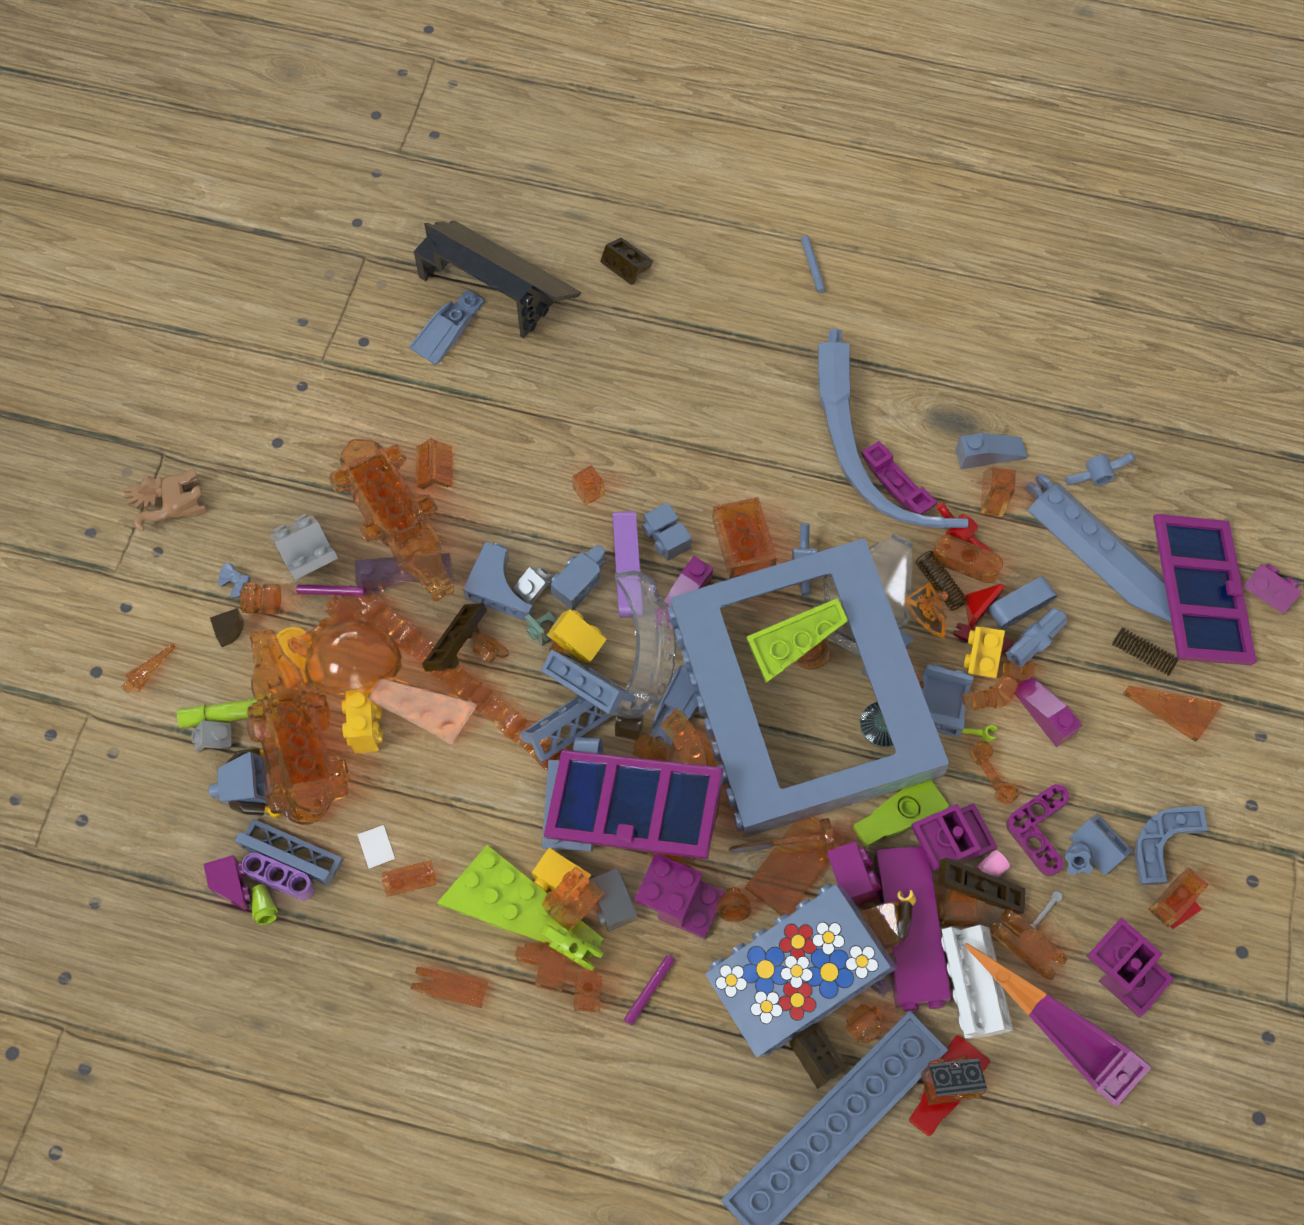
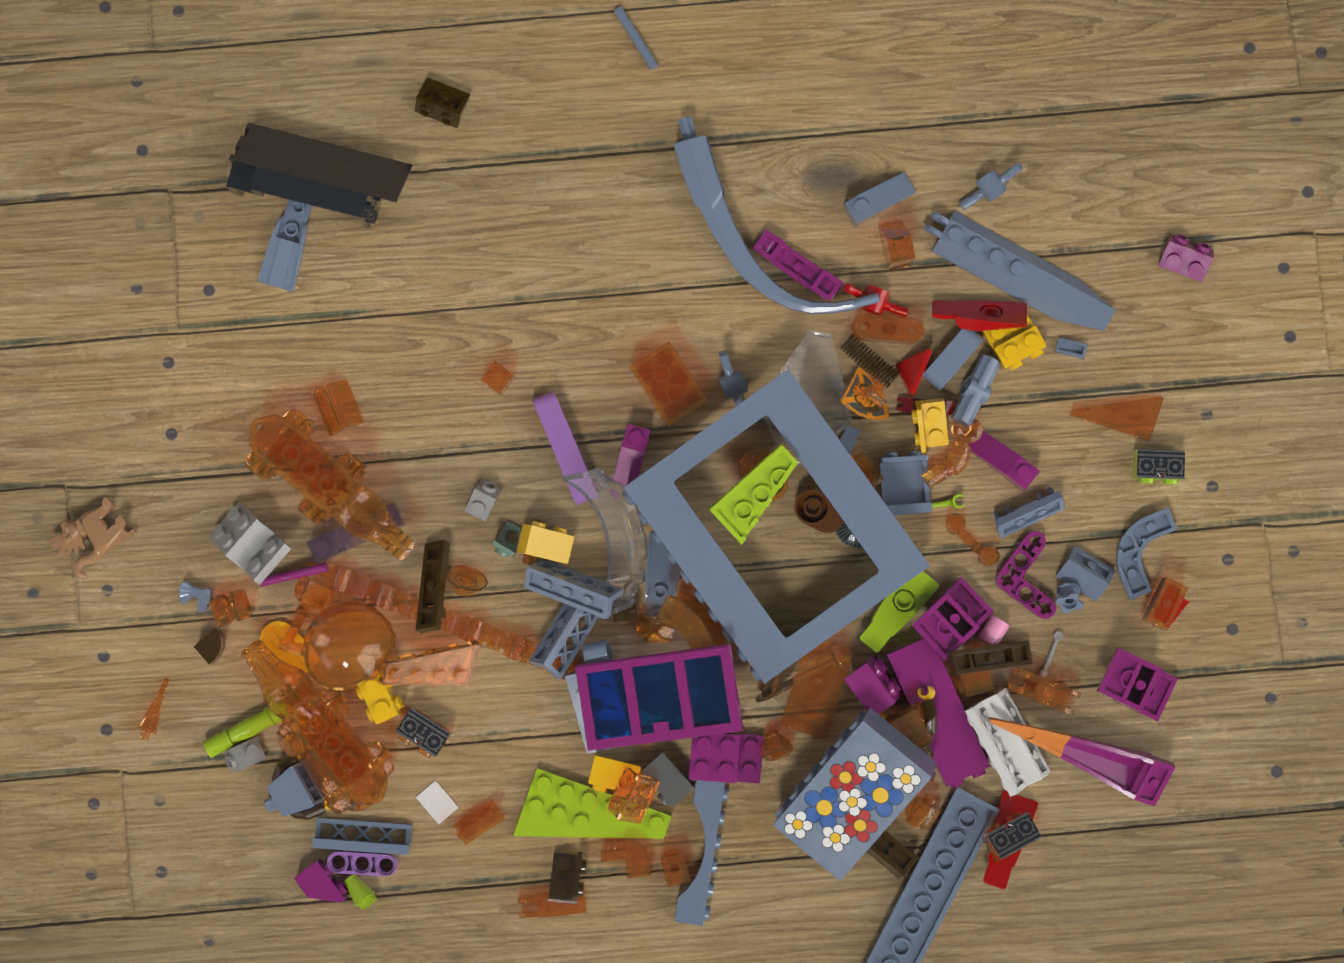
camera: 20 degrees left, 20 degrees up
(390, 771) = (423, 732): none -> brick
(473, 962) = (565, 878): none -> dark brown bracket
(488, 583) = (440, 514): sand blue arch -> none
(564, 938) = (647, 836): lime hinge -> none
(578, 577) = (524, 478): sand blue hinge -> none
(594, 1032) = (692, 901): none -> sand blue arch
(649, 990) = (726, 845): magenta bar -> none
(669, 537) = (580, 395): sand blue piece -> none
(851, 693) = (817, 511): none -> reddish brown cap
(1059, 766) = (1029, 513): none -> sand blue plate
(1060, 572) = (982, 315): none -> red piece
(1086, 606) = (1015, 344): none -> yellow plate
(1122, 631) = (1106, 378): dark brown piece -> none
(1141, 631) = (1071, 348): none -> sand blue piece
(1202, 764) = (1158, 465): none -> brick
(1204, 590) = (1120, 284): door -> none

